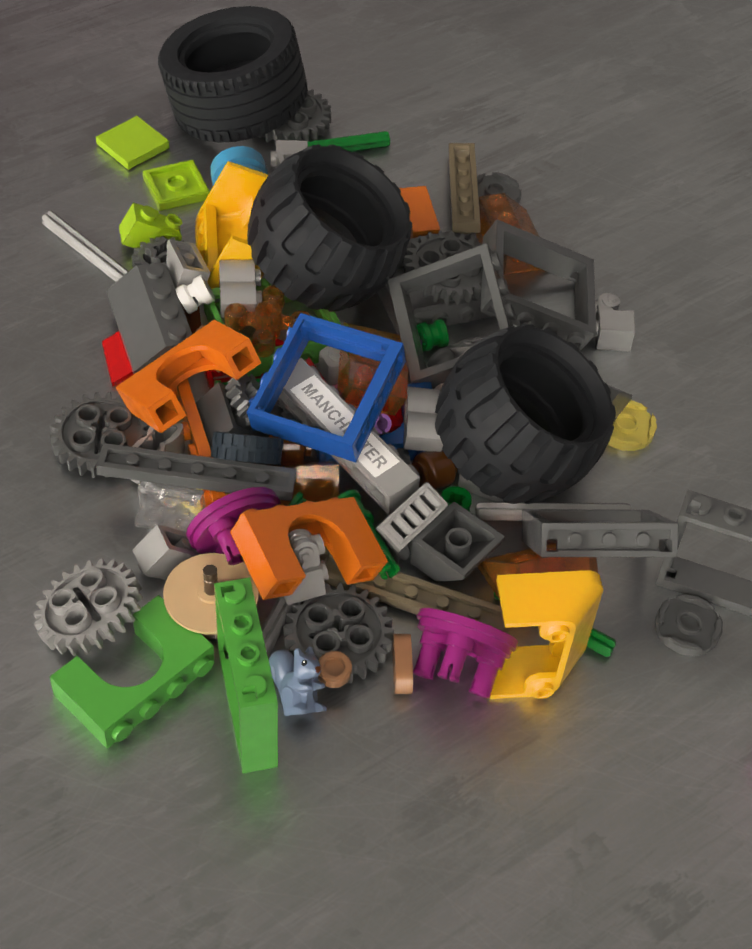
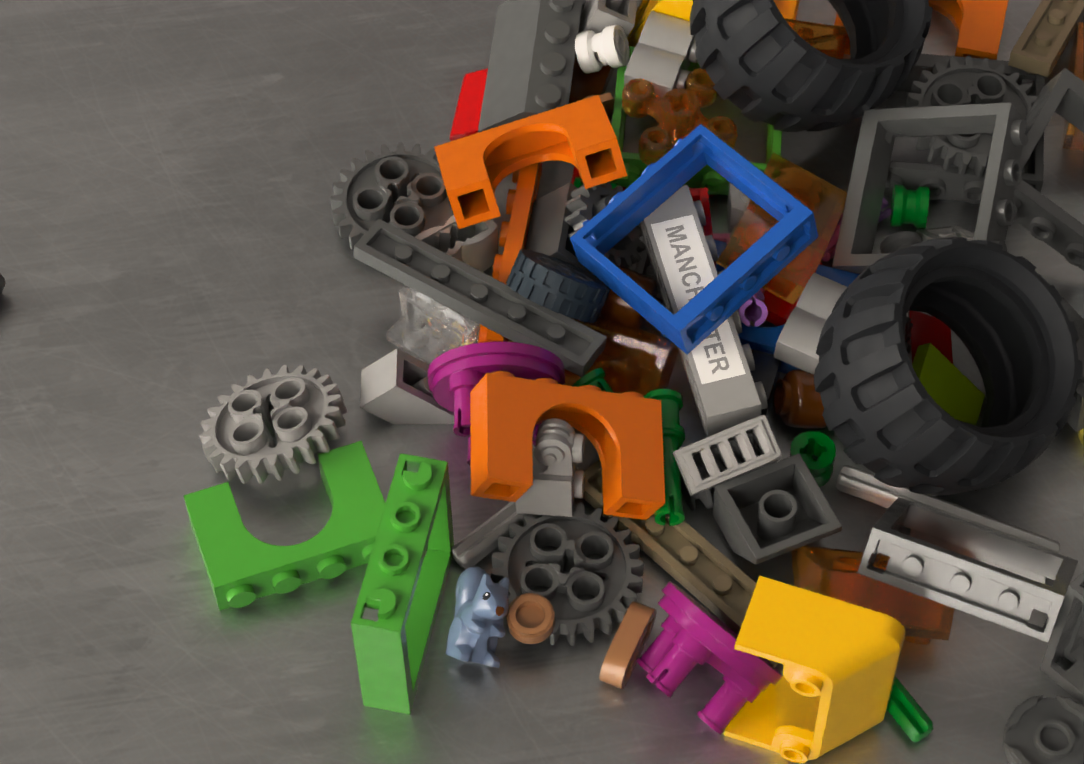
camera: 30 degrees right, 5 degrees up
(191, 593) = (421, 433): tan piece -> none

